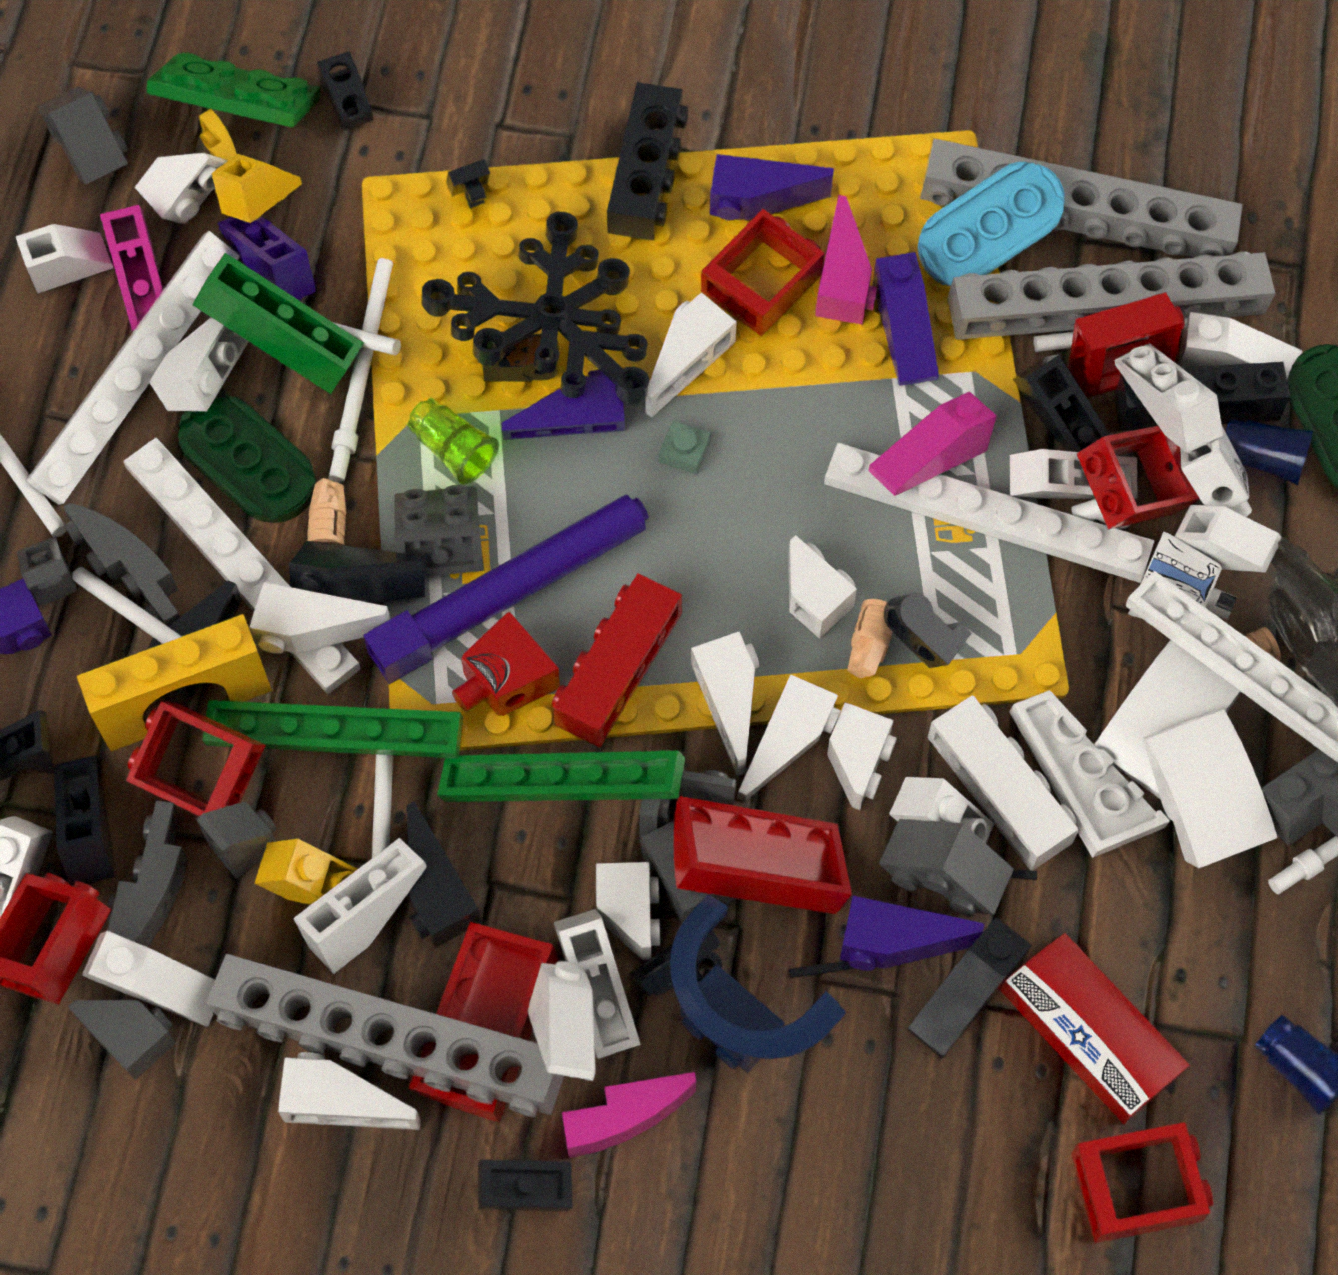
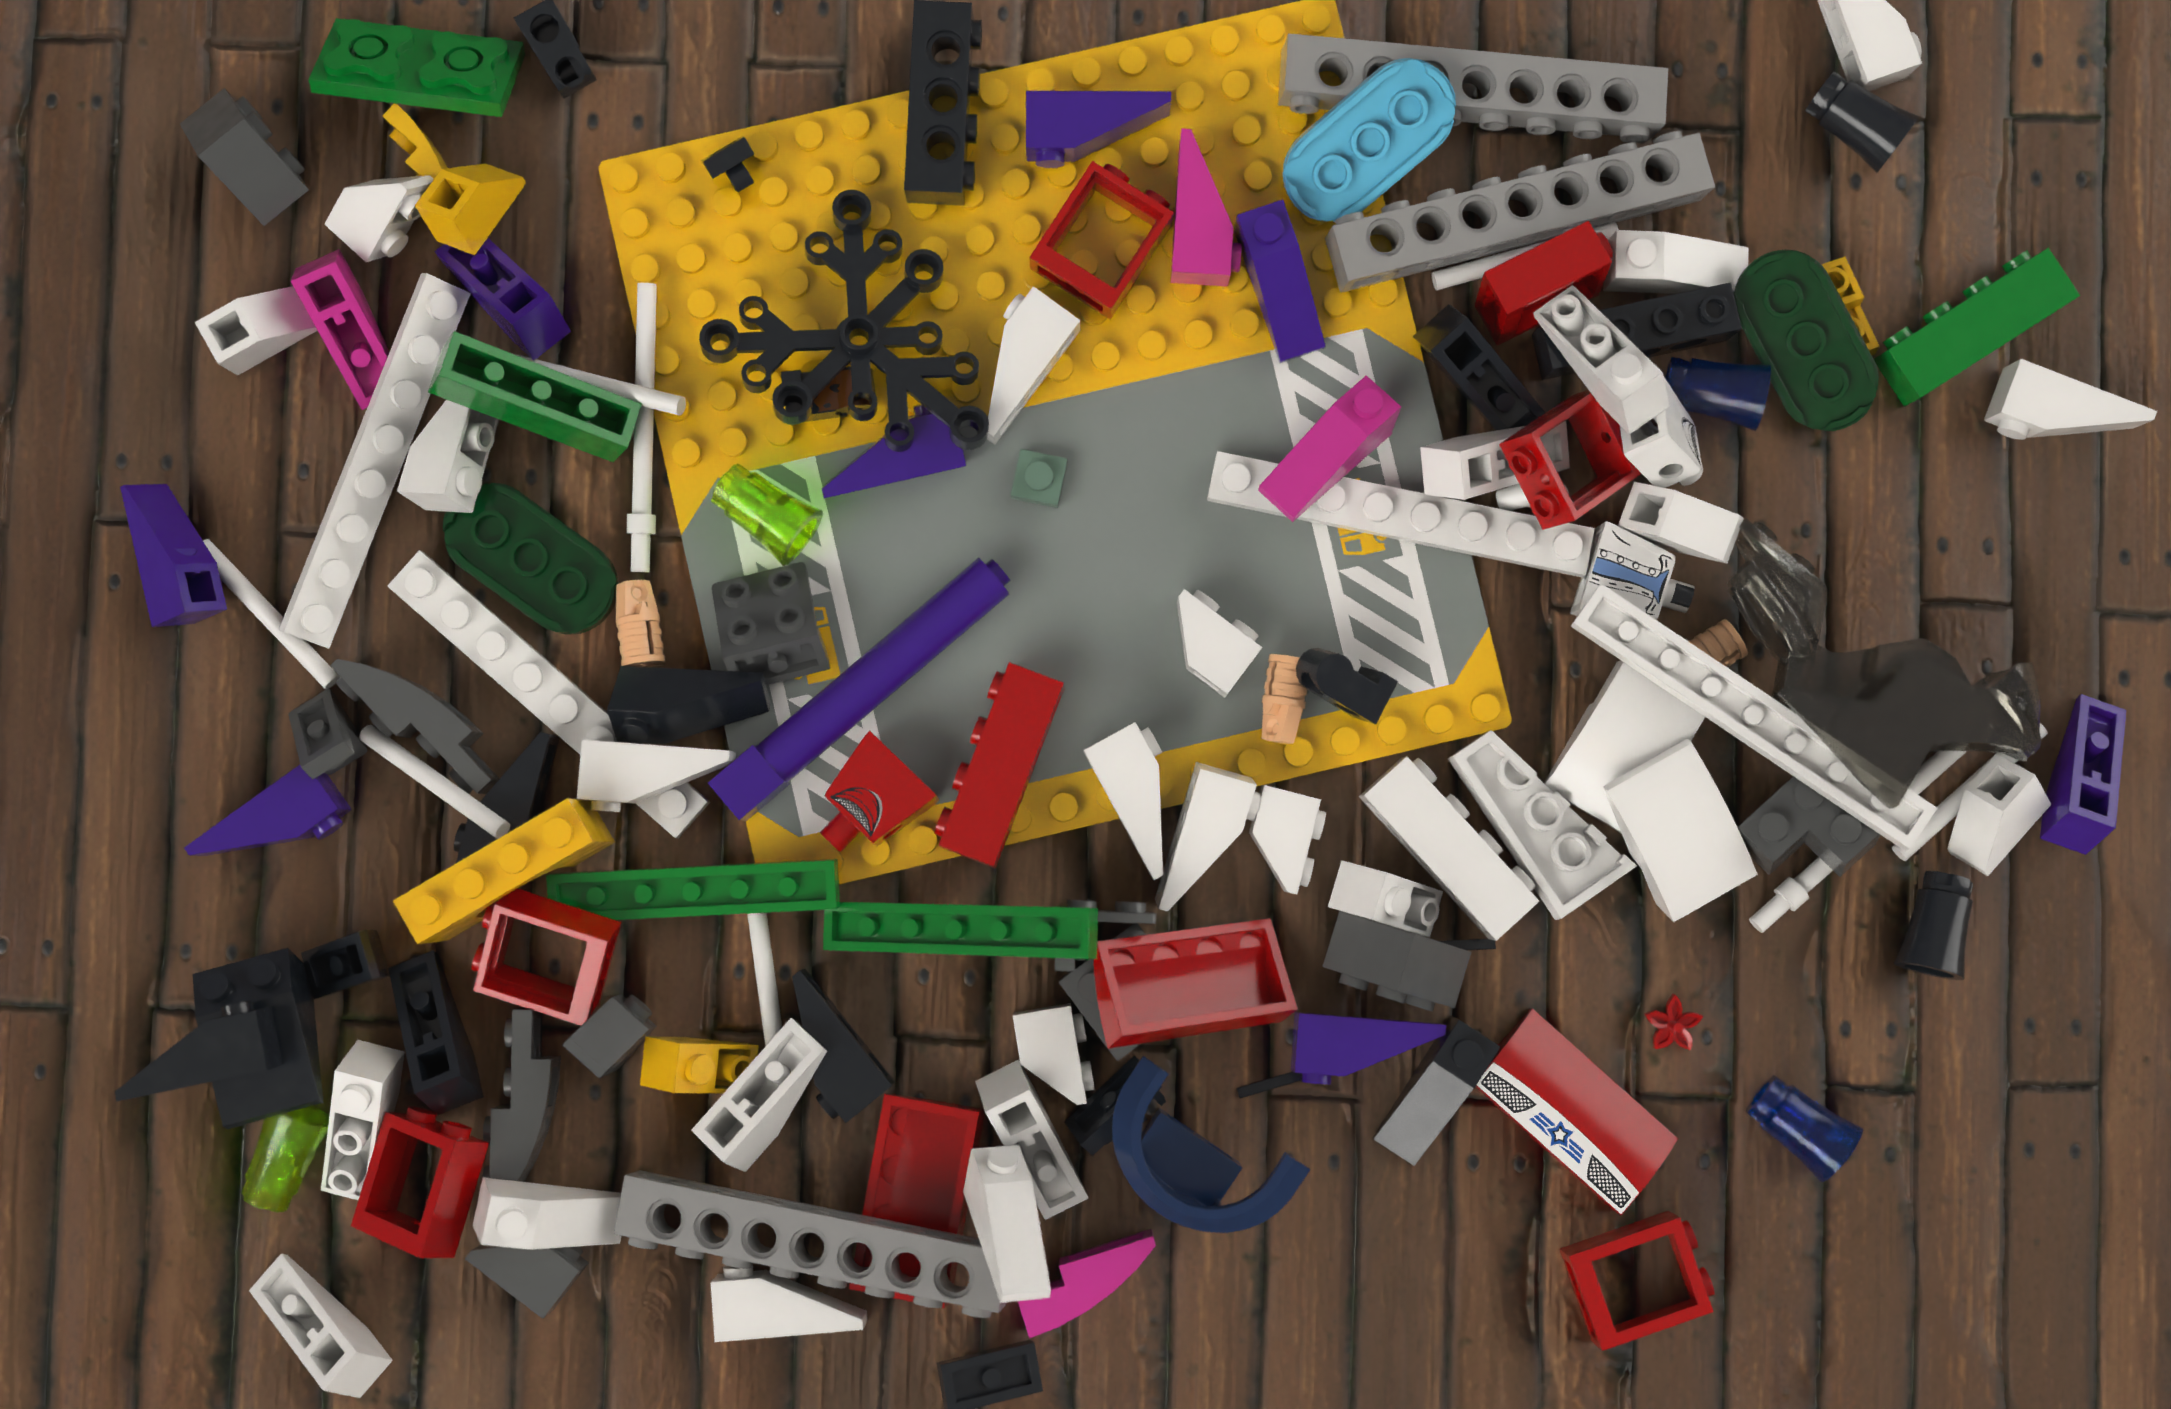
camera: 10 degrees left, 20 degrees up
(1193, 964) = (1673, 1024): none -> red plant

